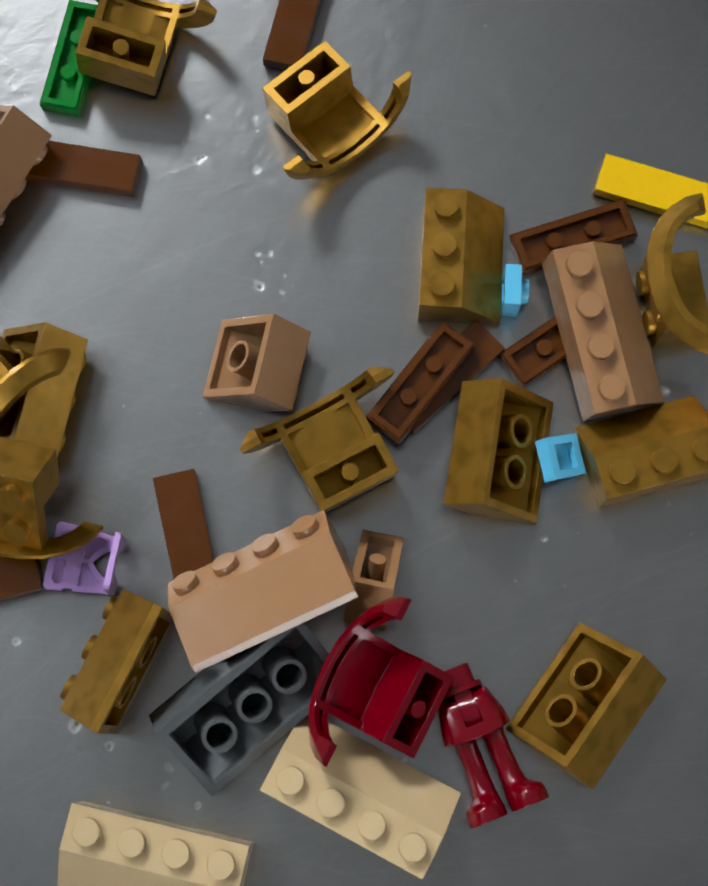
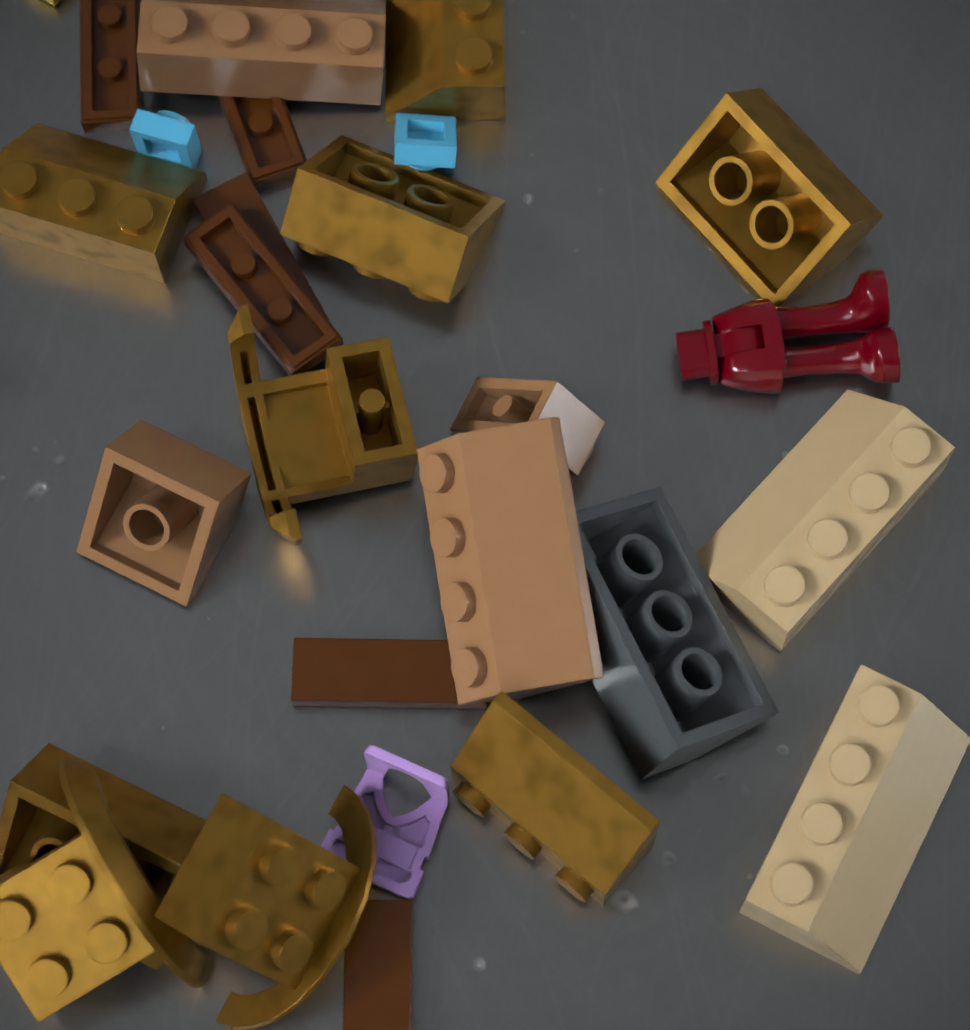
camera: 75 degrees left, 5 degrees down
(375, 687) = (682, 445): dark red piece -> none

